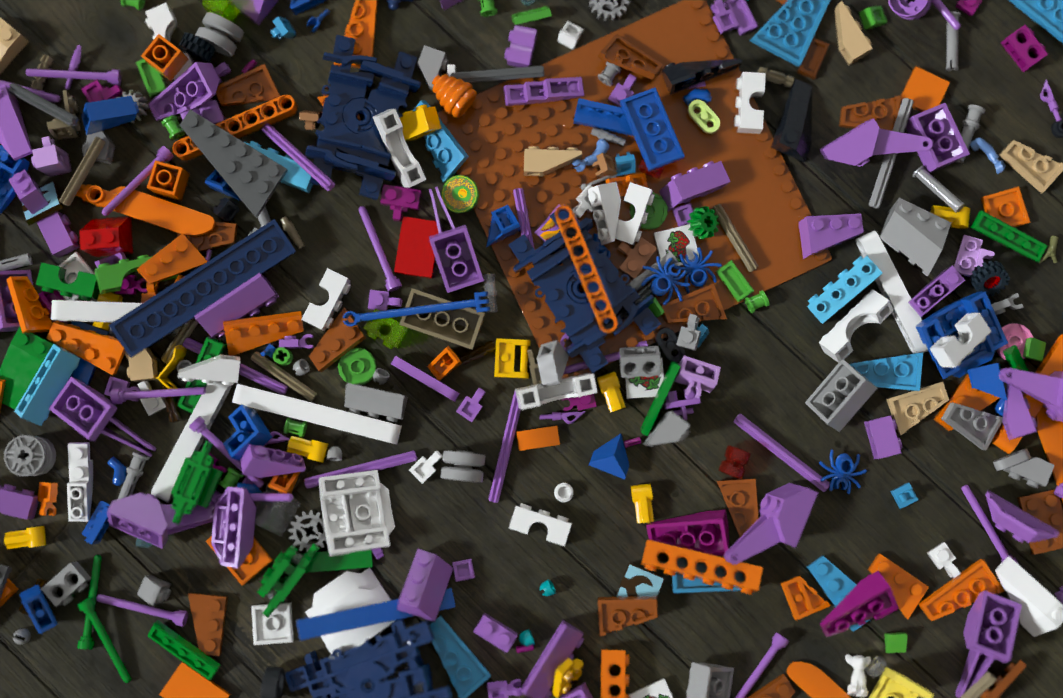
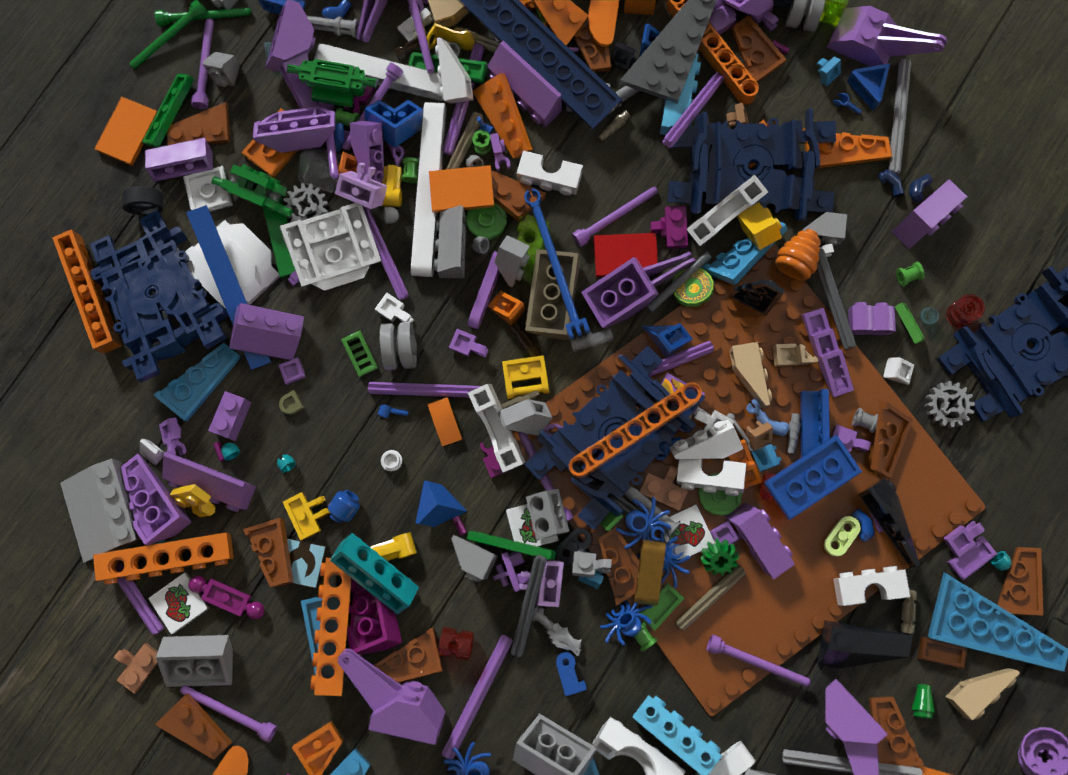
camera: 85 degrees right, 5 degrees down
(237, 645) = (179, 159): none -> medium lavender brick
(308, 474) = (361, 187): none -> lavender brick
(326, 382) = (461, 186): none -> orange tile
(381, 300) = (560, 230): medium lavender plate -> none
(404, 349) = (511, 258): none -> light grey slope
(444, 514) = (352, 337): none -> bright green slope
(453, 204) = (678, 282): none -> dark grey bar
(483, 135) = (759, 295): none -> black wedge
(493, 575) = (291, 403): none -> olive tile
(517, 490) = (385, 410): none -> blue hand
(539, 122) = (792, 355): none -> tan slope
(557, 527) = (352, 459): white arch -> none
(562, 415) = (472, 435): medium lavender hand -> none
(597, 541) = (343, 506): none -> blue head
(598, 580) = (302, 515): none -> yellow hinge
(610, 387) = (514, 488): yellow piece -> none
(657, 660) = (226, 597): none -> magenta plate
(663, 521) = (374, 573): none -> teal brick
(706, 283) = (650, 572): none -> pearl gold beam
(715, 392) = (528, 605): none -> dark grey axle
(742, 312) = (626, 621): none -> blue animal
(743, 373) = (559, 635): none -> light grey piece
(775, 241) = (716, 645): none -> medium lavender piece
(780, 371) = (565, 665): none -> blue leg
(826, 231) = (741, 704): medium lavender wedge -> none
(850, 83) = (923, 702): none -> green cone
(873, 17) = (1009, 716): bright green slope -> none

